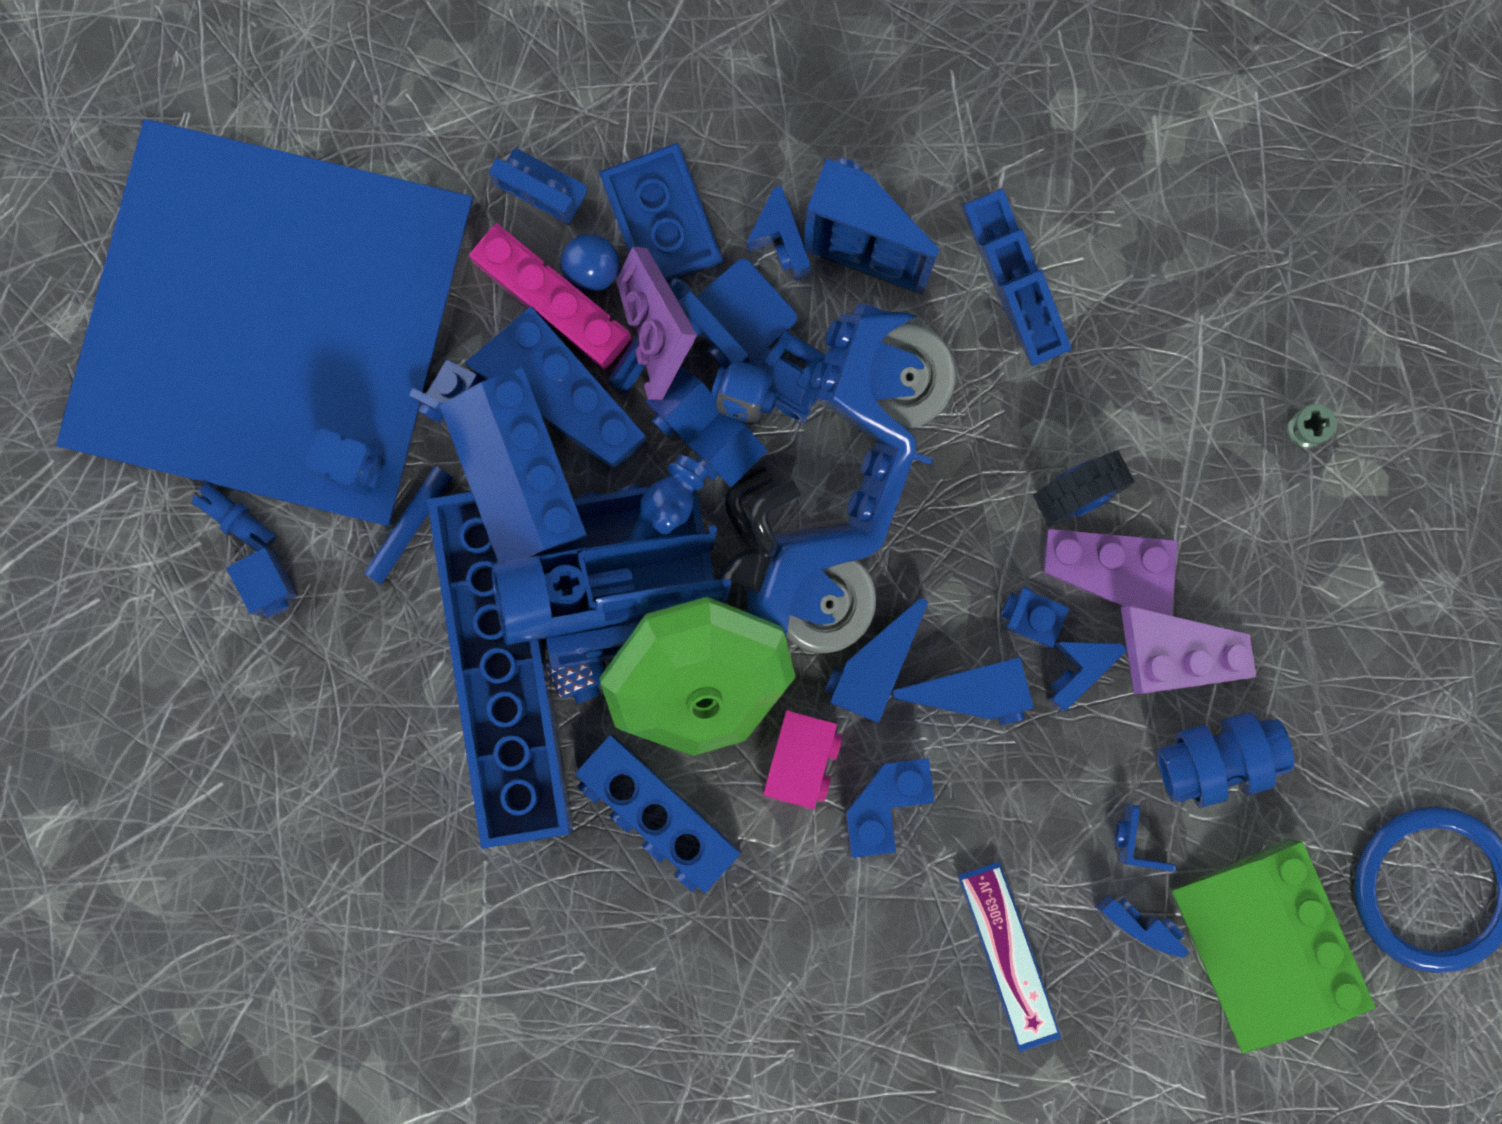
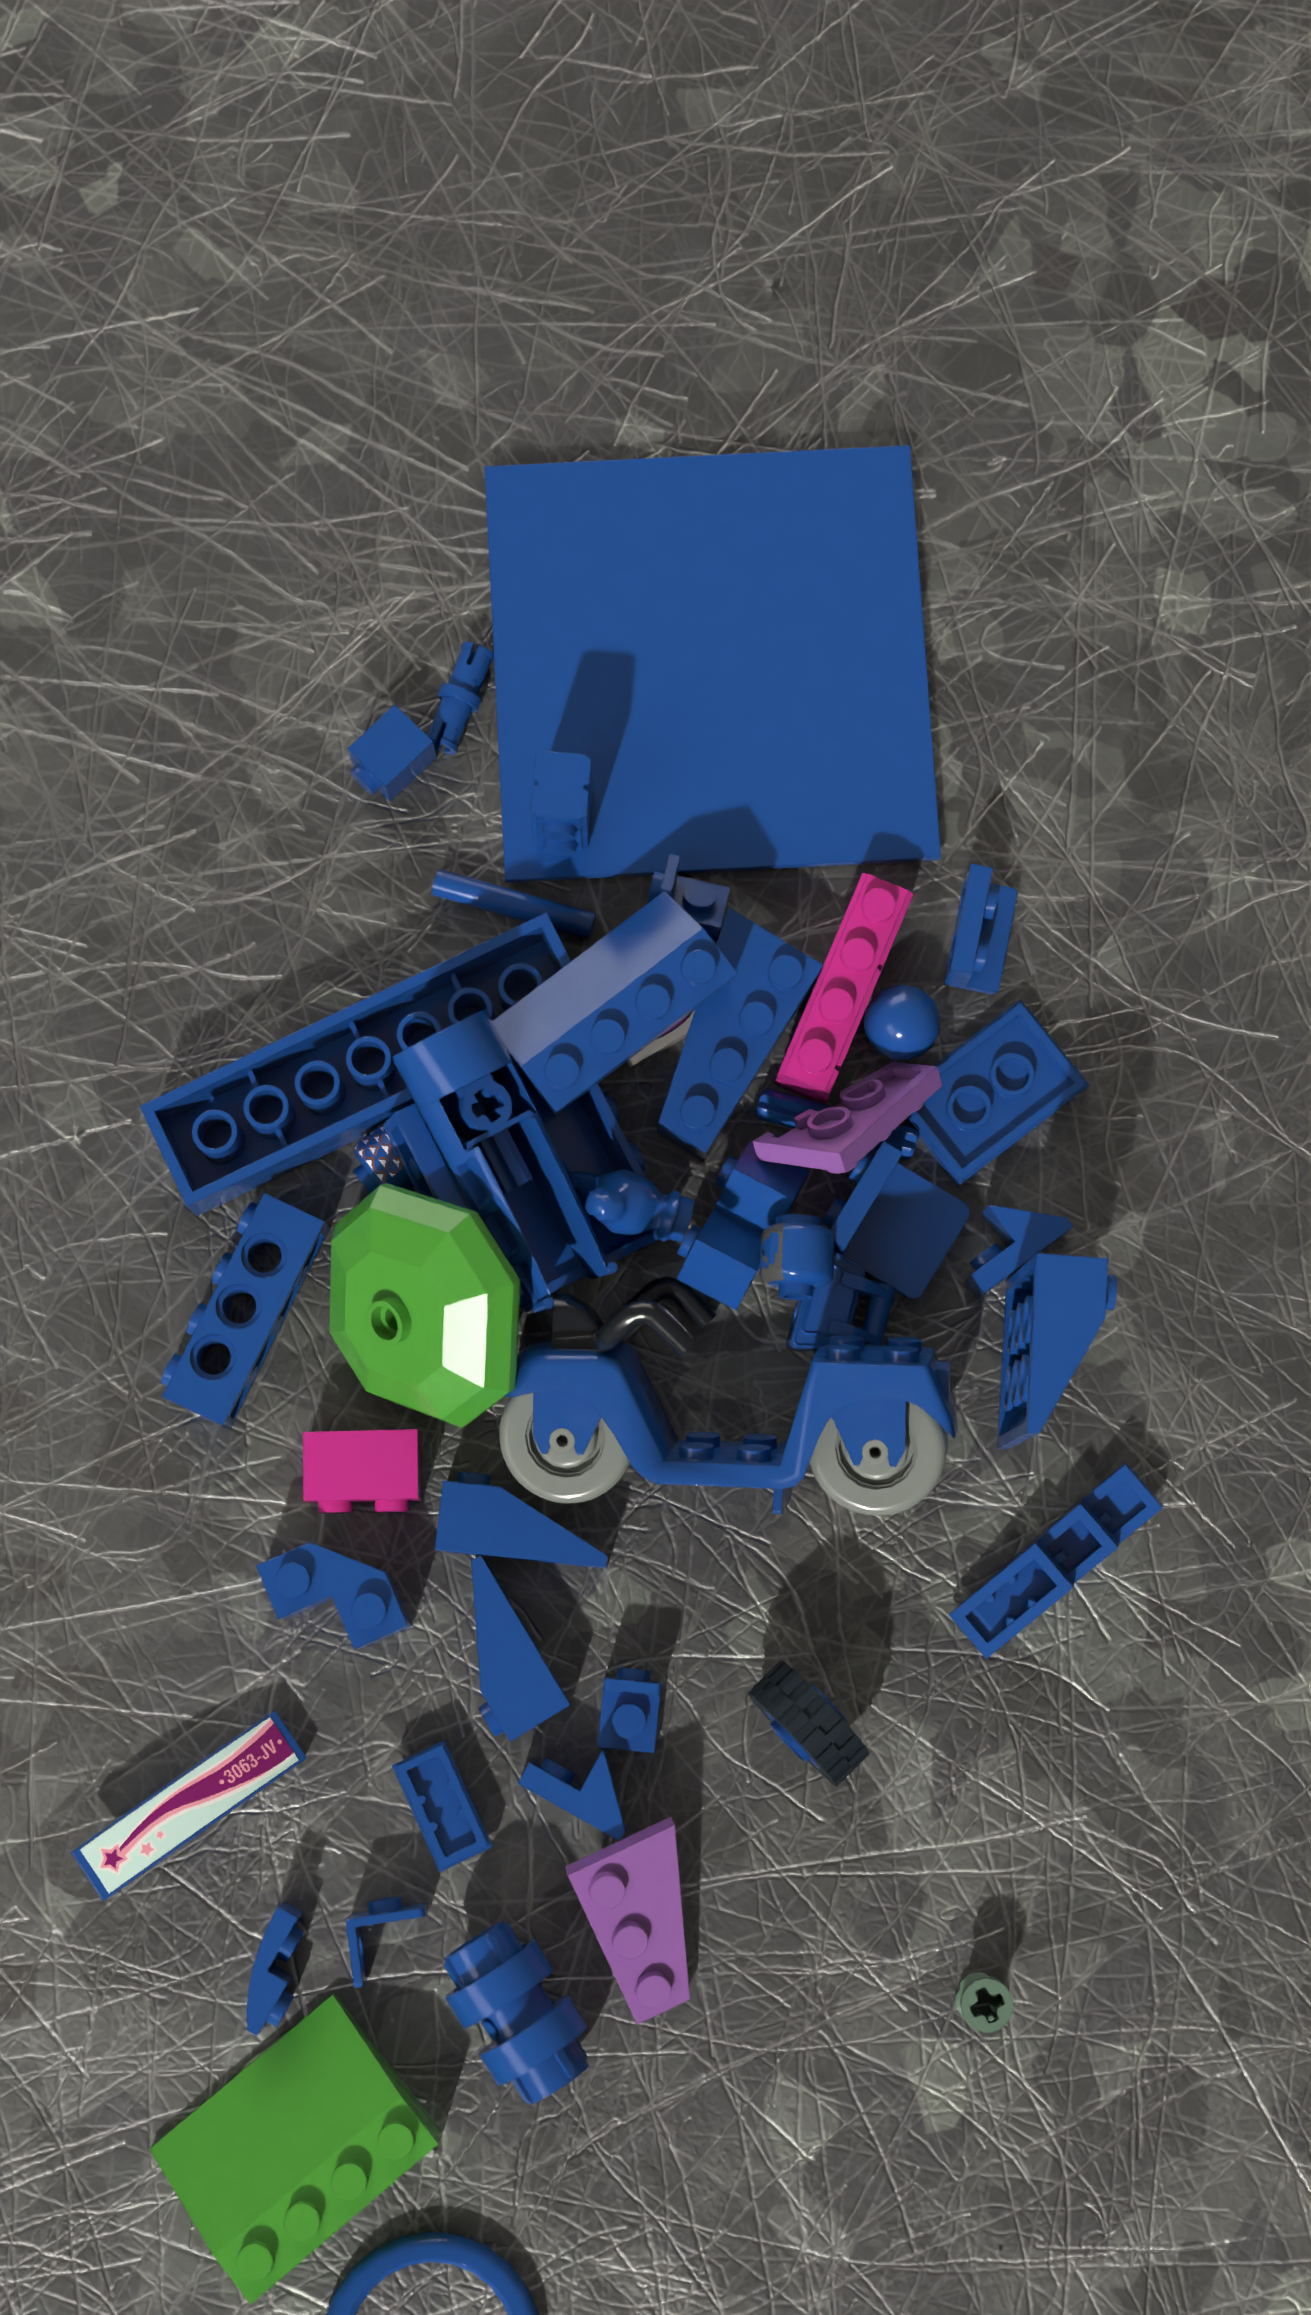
camera: 65 degrees right, 5 degrees down
(1062, 772) = (442, 1805): none -> blue plate
(1114, 567) = (723, 1800): medium lavender wing -> none

